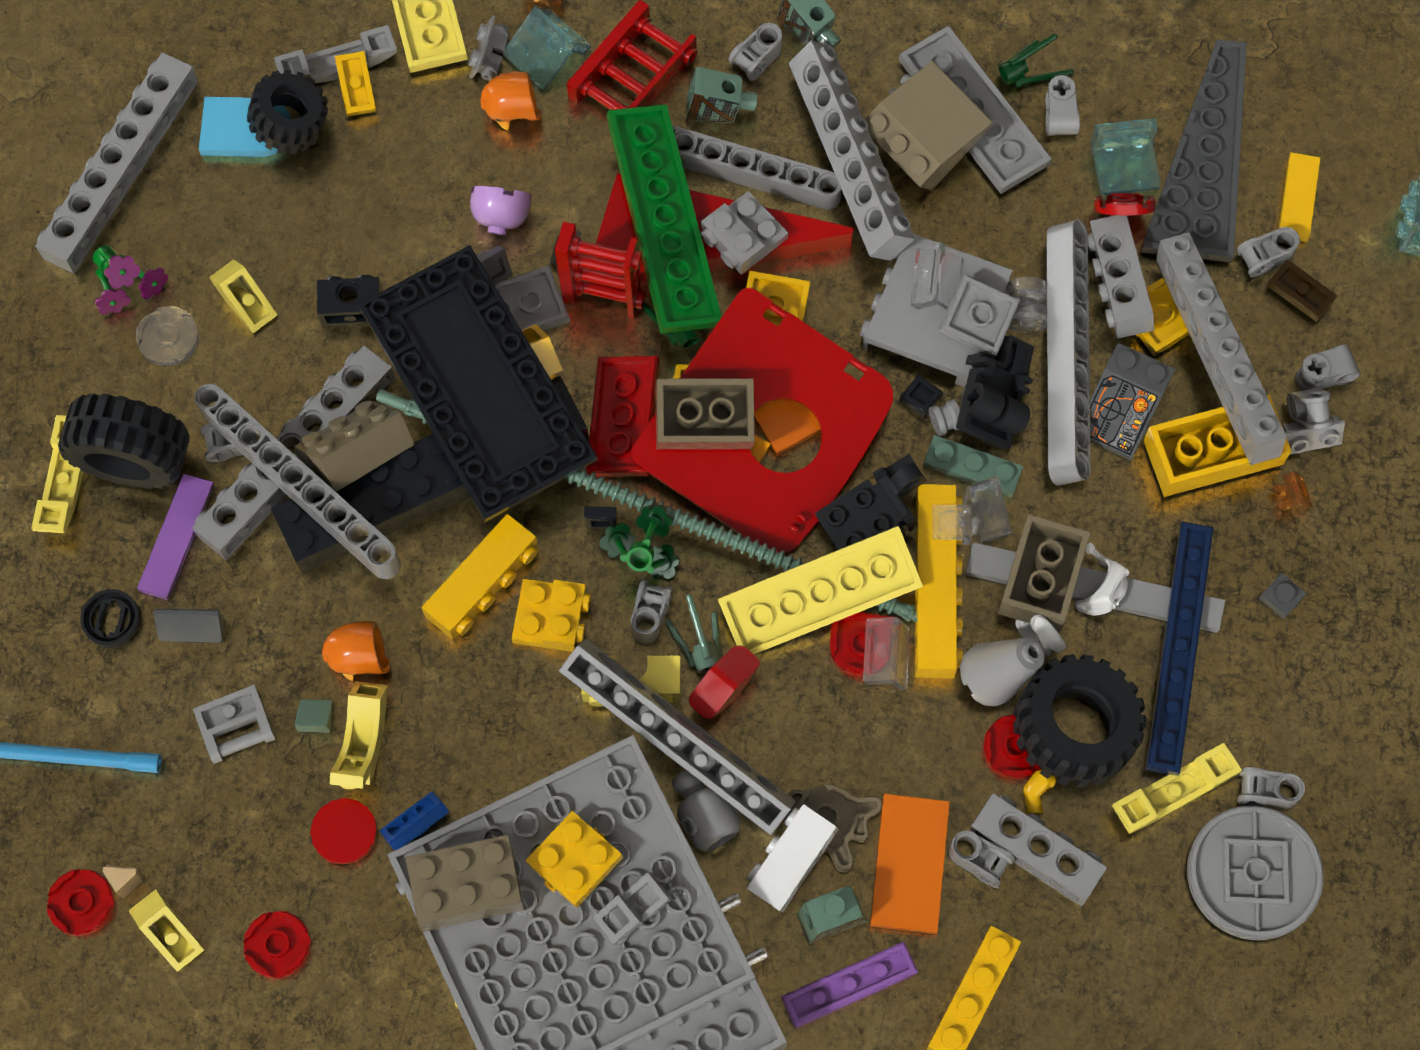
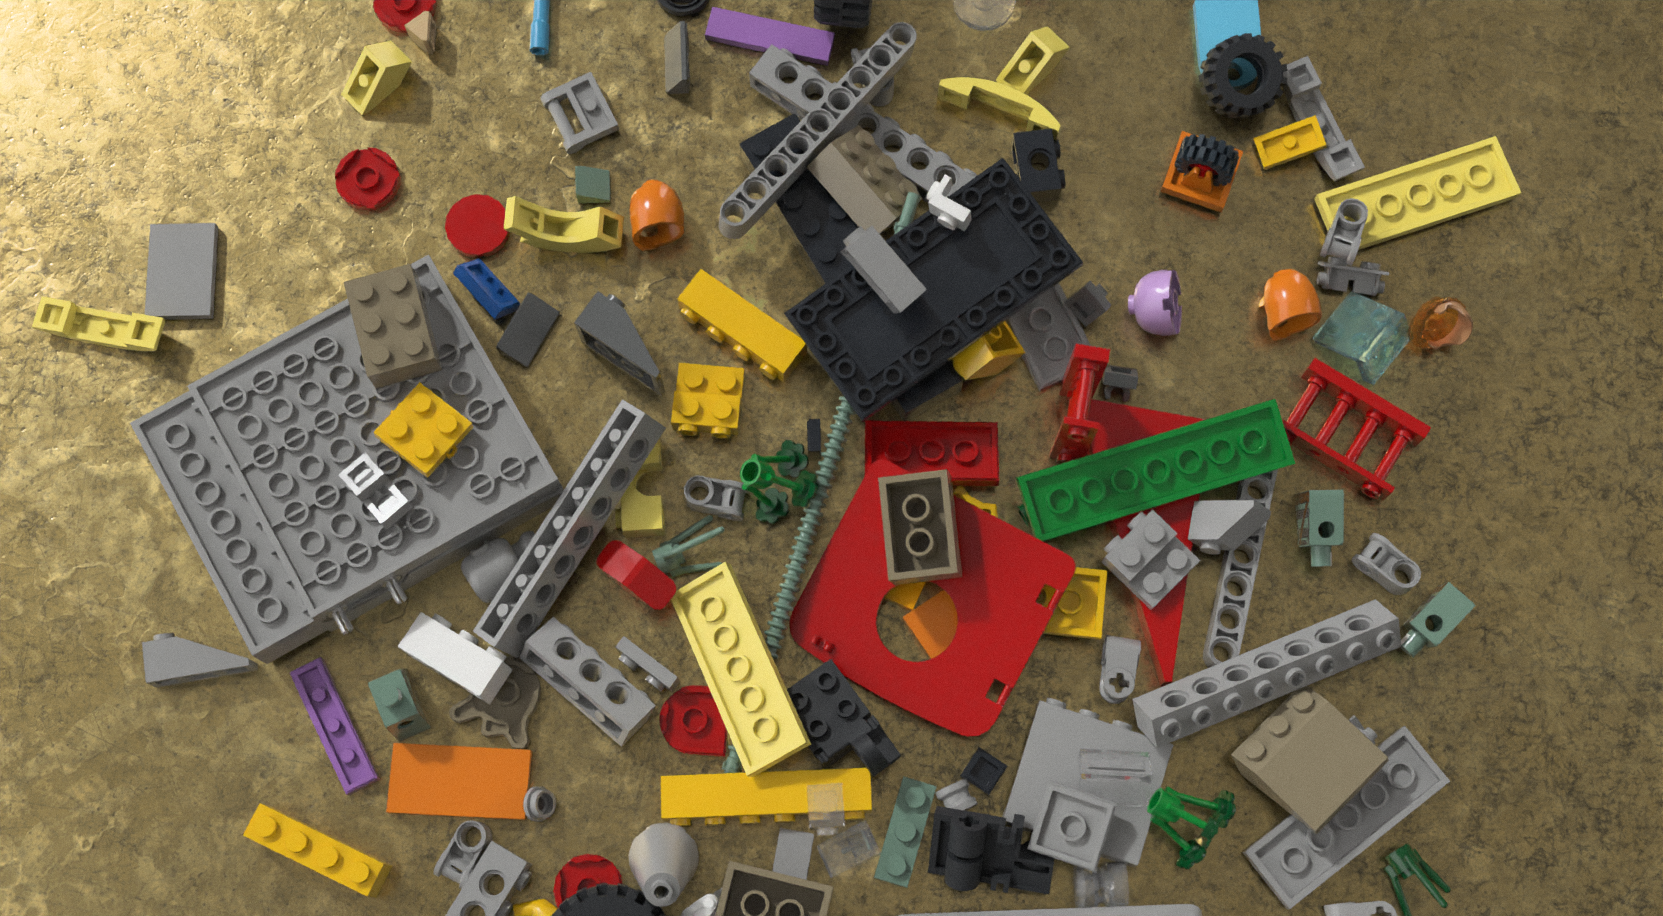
camera: 85 degrees right, 5 degrees up
(300, 295) = (1000, 96): none -> light yellow slope
(372, 159) = (1202, 170): none -> plate
(411, 350) = (948, 212): none -> white bracket
(457, 45) = (1343, 235): none -> light grey piece
(461, 783) = (527, 330): none -> dark grey slope
(463, 411) = (882, 268): none -> light grey window
(487, 686) = (610, 333): none -> dark grey slope
(716, 168) = (1225, 523): none -> light grey slope
(801, 691) = (635, 657): none -> light grey plate
(822, 735) = (591, 698): none -> light grey brick
(833, 274) = (1118, 662): none -> light grey piece
(886, 652) = (681, 745): clear panel -> none
(935, 786) = (539, 803): none -> light grey plate
(966, 238) = (1166, 807): none -> plant

